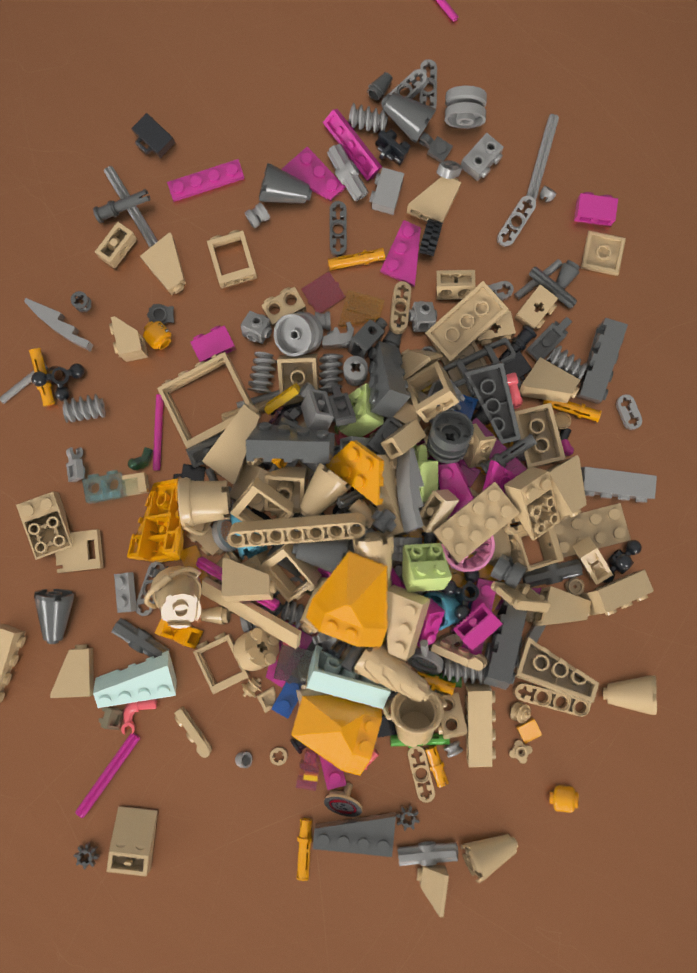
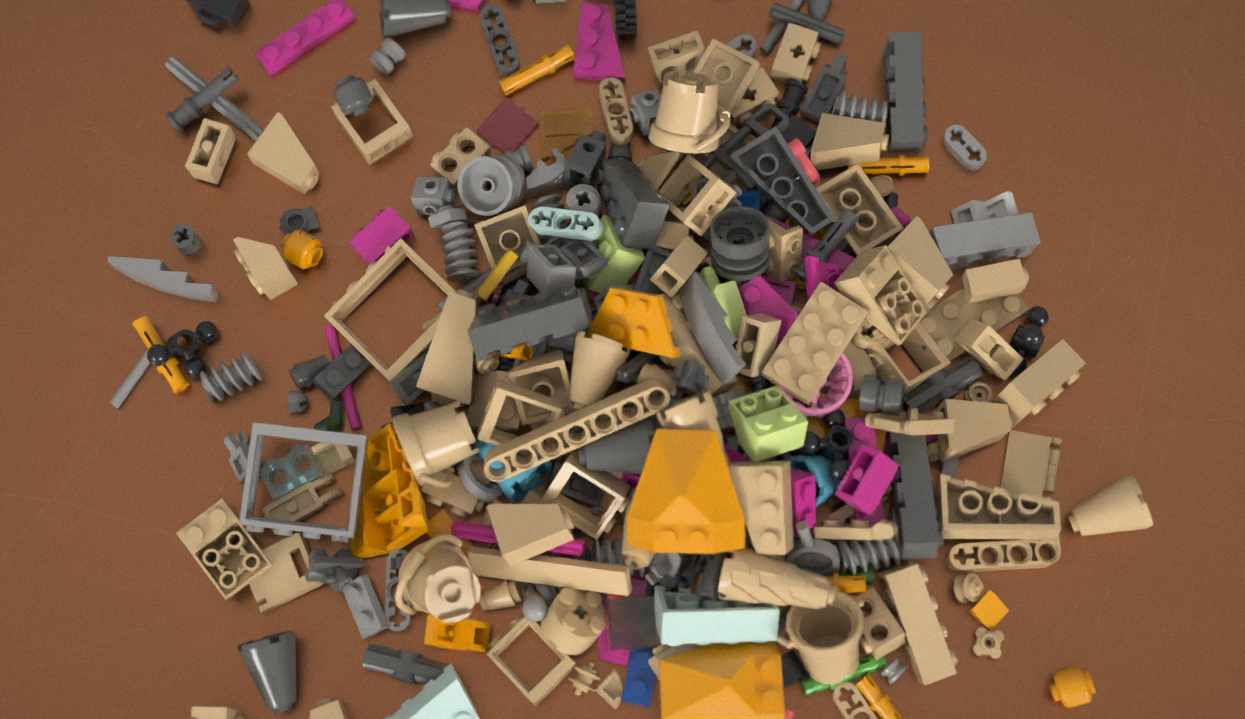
camera: 15 degrees left, 10 degrees down
(88, 524) = (285, 527): none -> light grey window
(103, 509) = (302, 501): none -> tan hinge
(112, 564) = (333, 570): none -> dark grey hips
(122, 439) = (296, 401): none -> light grey hinge
(137, 421) = (306, 371): none -> dark grey cone
(156, 430) = (341, 372): none -> dark grey plate
(223, 239) = (353, 95): none -> dark grey head
(234, 632) = (534, 606): none -> light grey piece
(263, 346) = (449, 214): none -> light grey plate
(340, 388) = (573, 231): none -> light aqua beam
(446, 334) = (689, 114): none -> tan piece
(591, 645) = (1030, 464): none -> tan piece
(613, 515) = (994, 280): none -> tan brick
(626, 463) = (996, 207): none -> white slope

